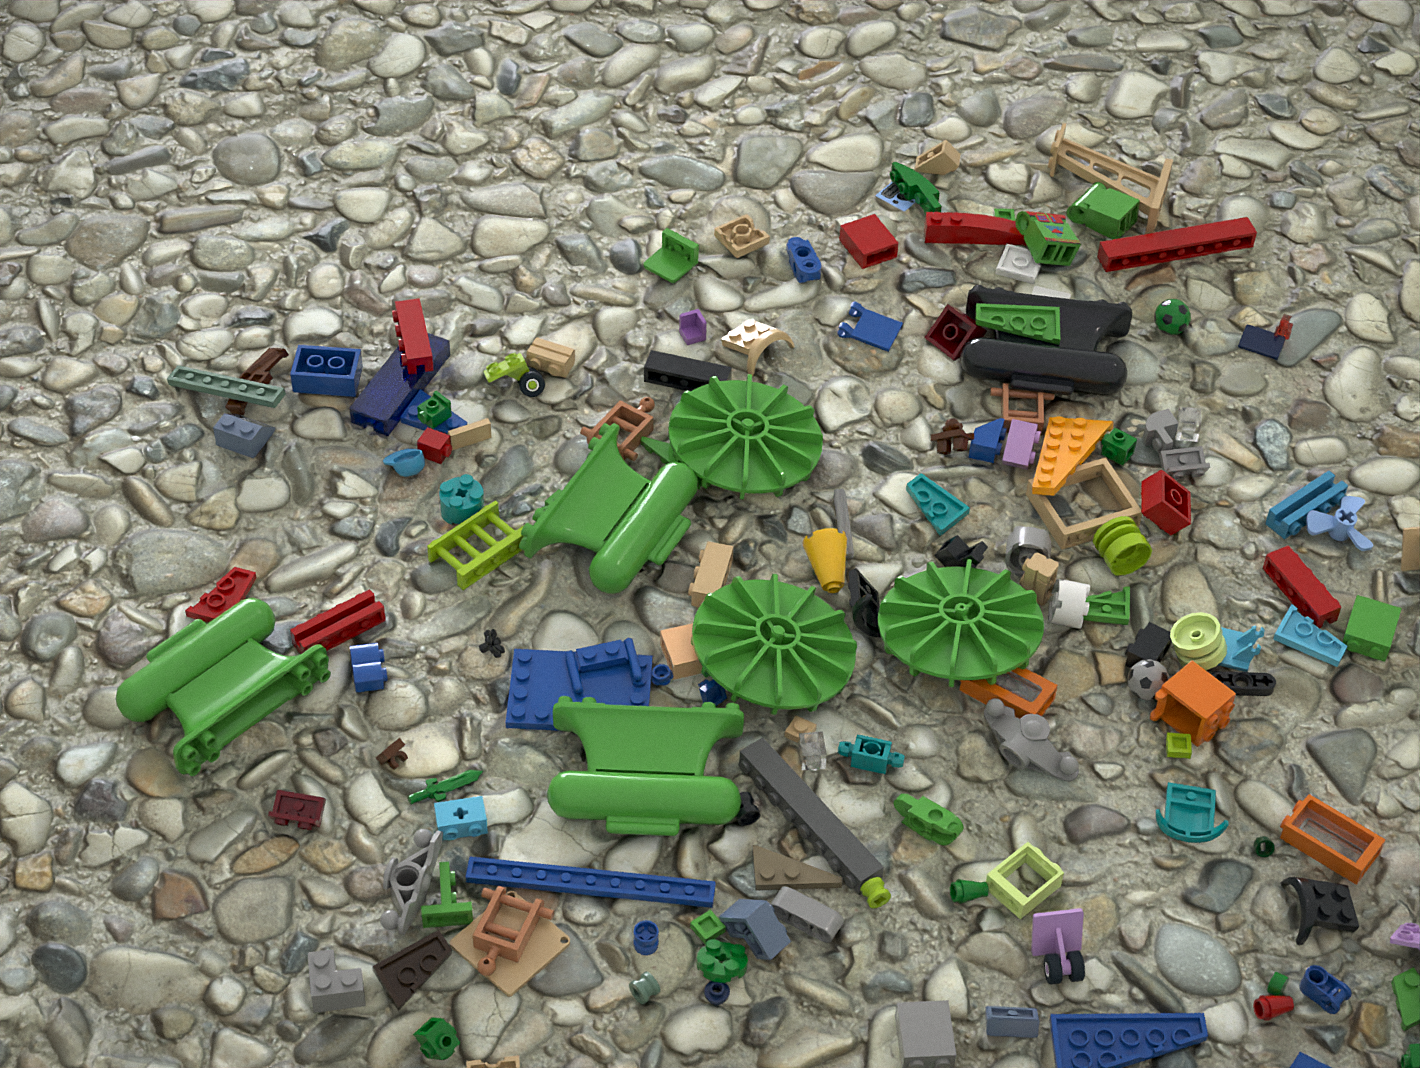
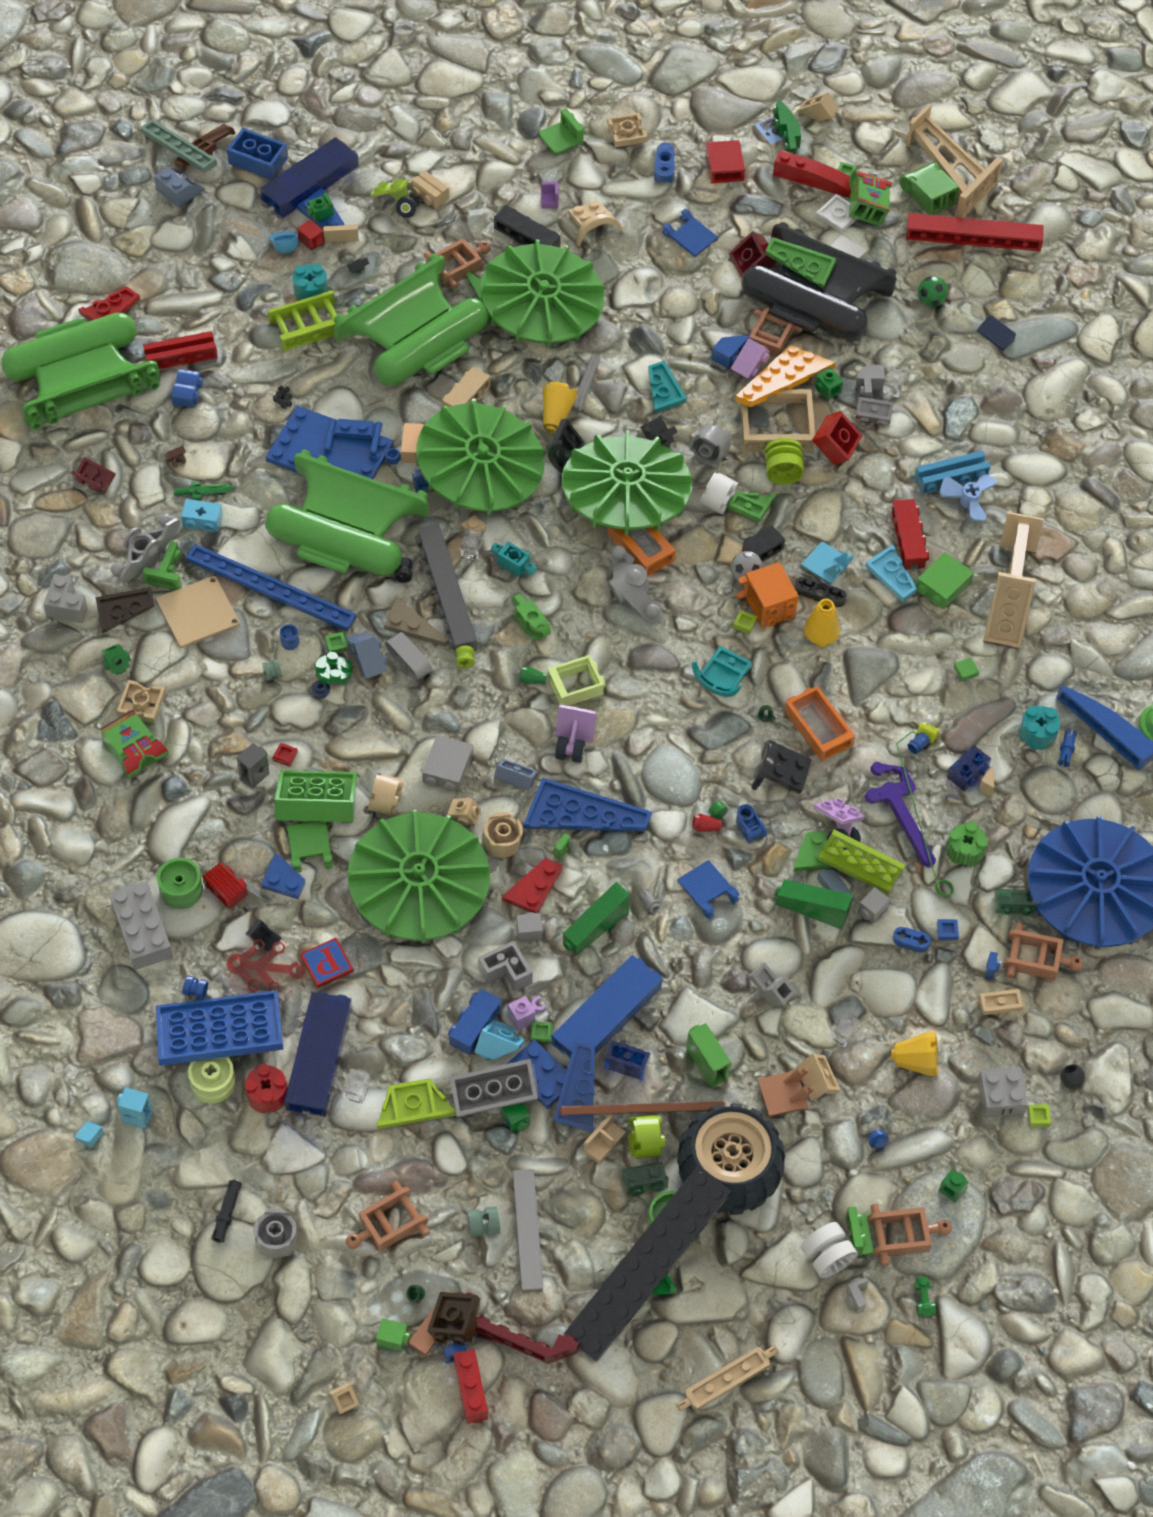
camera: 20 degrees right, 10 degrees up
(413, 335) = (330, 143): red brick -> none
(500, 947) = (203, 610): nougat piece -> none
(507, 464) = (358, 265): none -> black plate
(954, 435) = (700, 340): reddish brown hips -> none
(1039, 576) = (705, 465): tan brick -> none
(1199, 639) = (799, 550): yellowish green wheel -> none
(1270, 719) = (822, 624): none -> yellow cone
(1285, 327) = (1019, 326): clear red plate -> none

